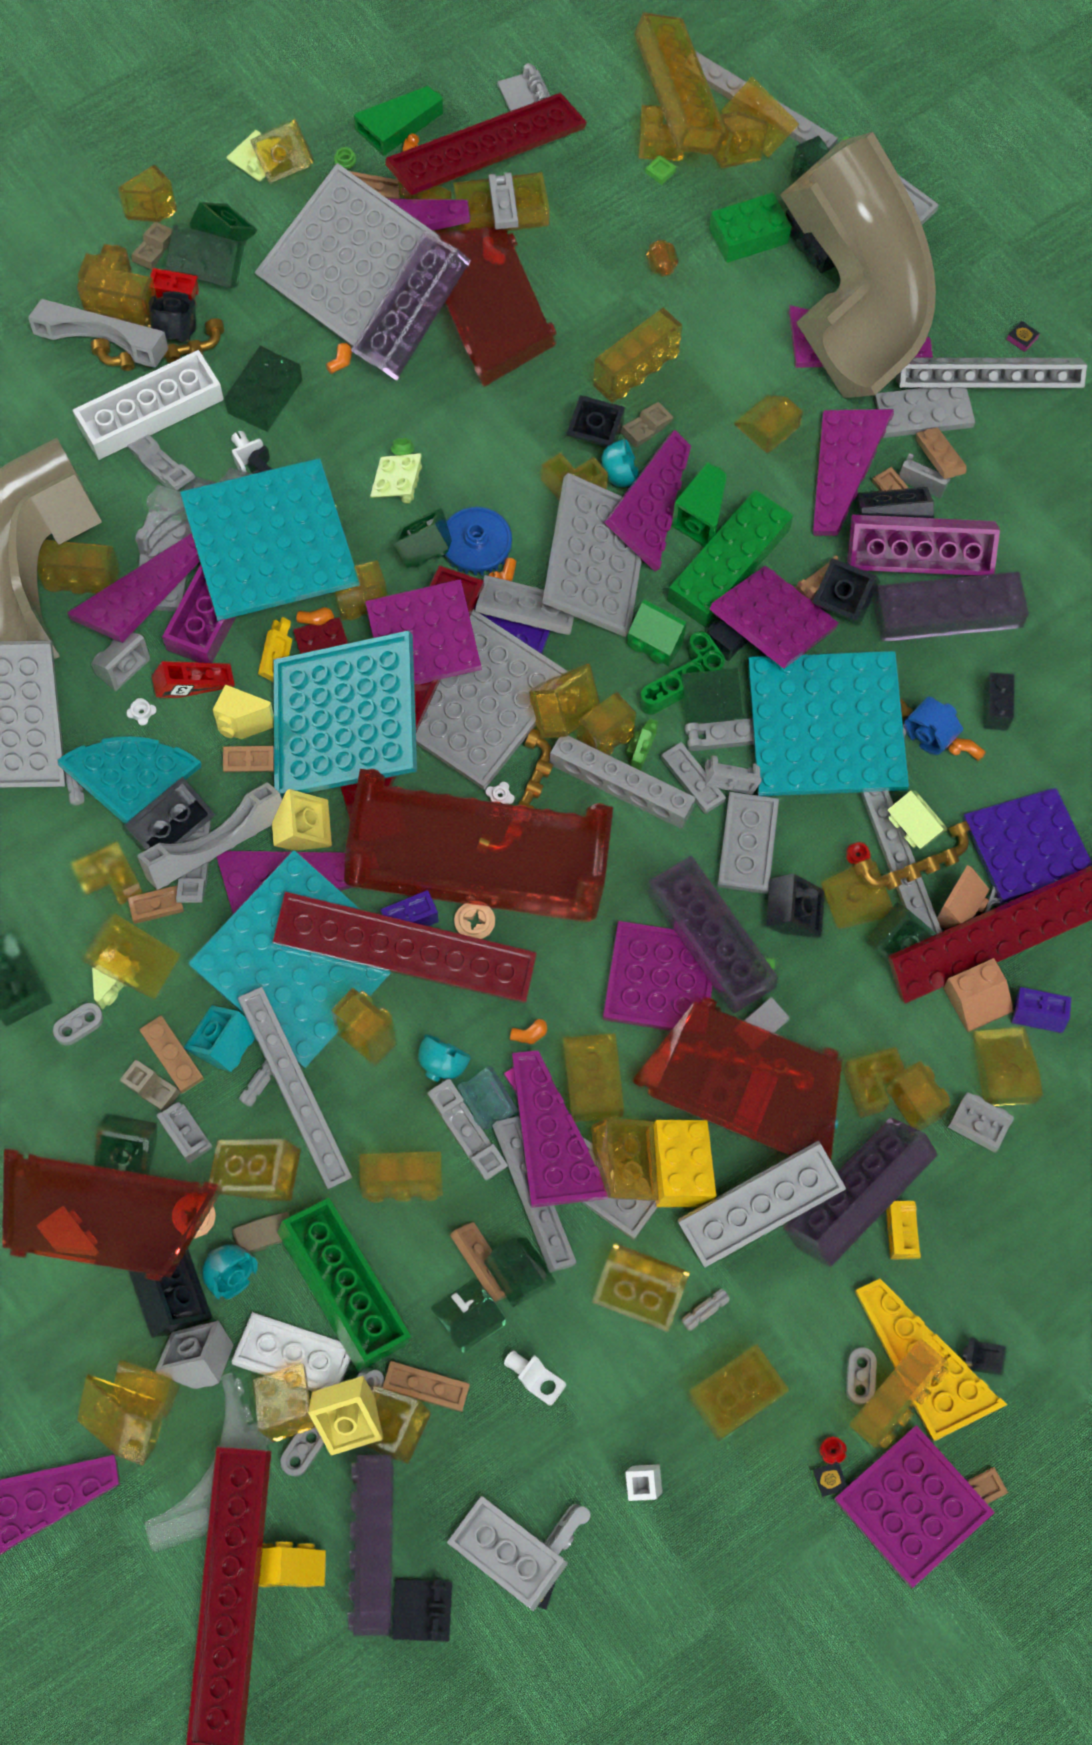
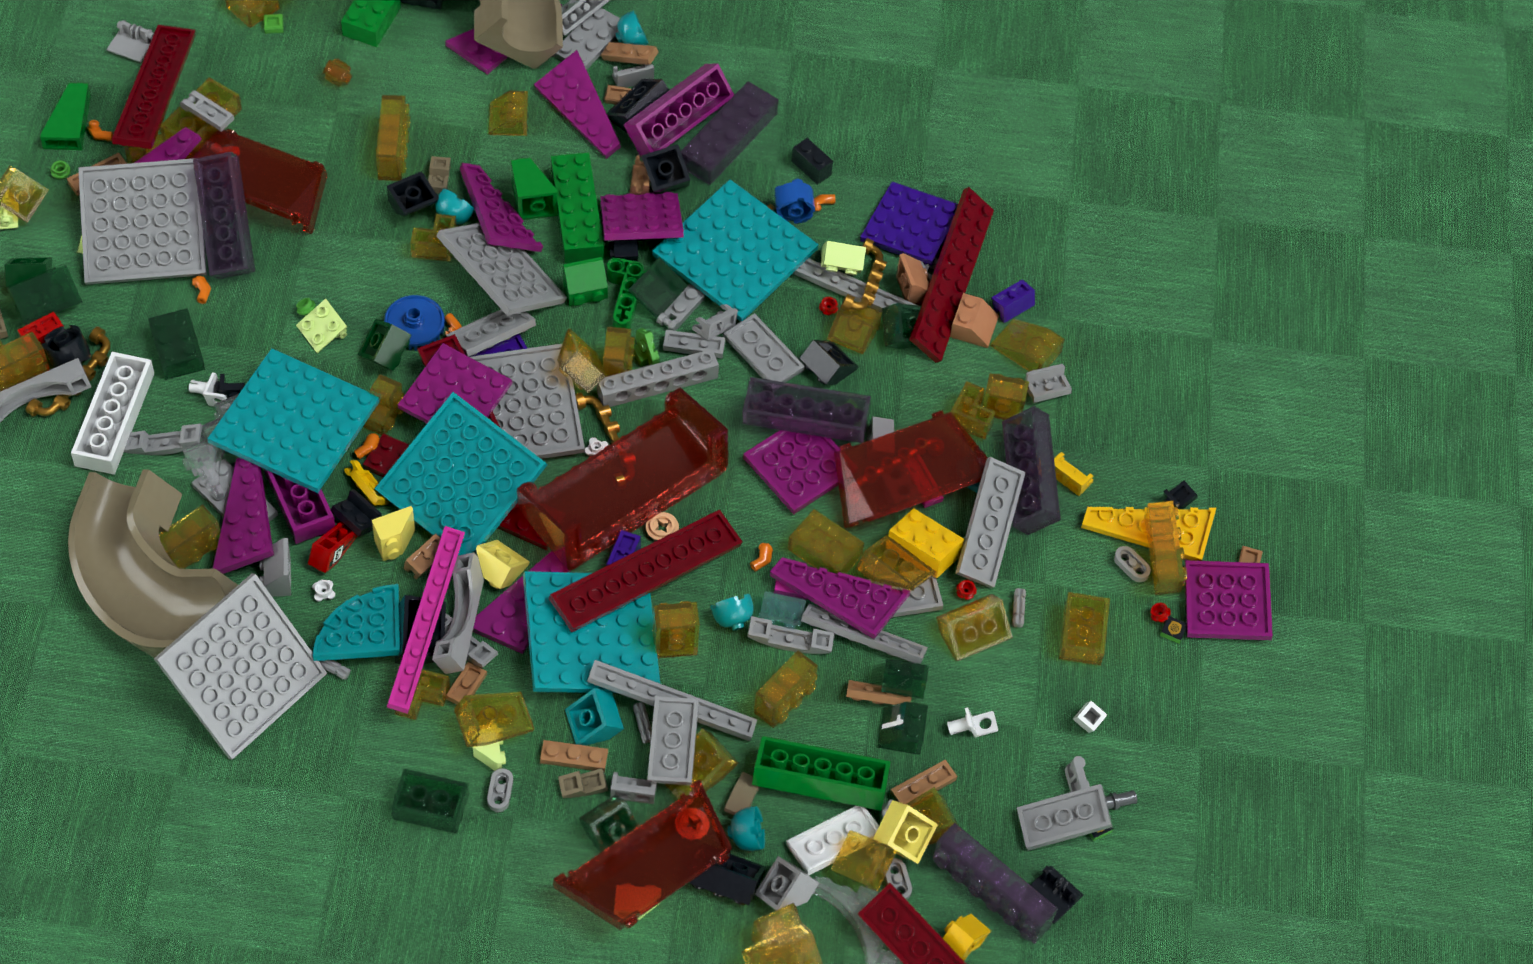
camera: 50 degrees left, 10 degrees down
(173, 814) = (425, 620): none -> dark pink plate
(237, 667) = (356, 513): none -> black bracket
(248, 1125) = (673, 740): none -> light grey plate
(581, 1587) = (1115, 801): none -> dark grey pin
(679, 1238) = (966, 585): none -> red plate
(966, 433) = (630, 30): none -> teal cylinder

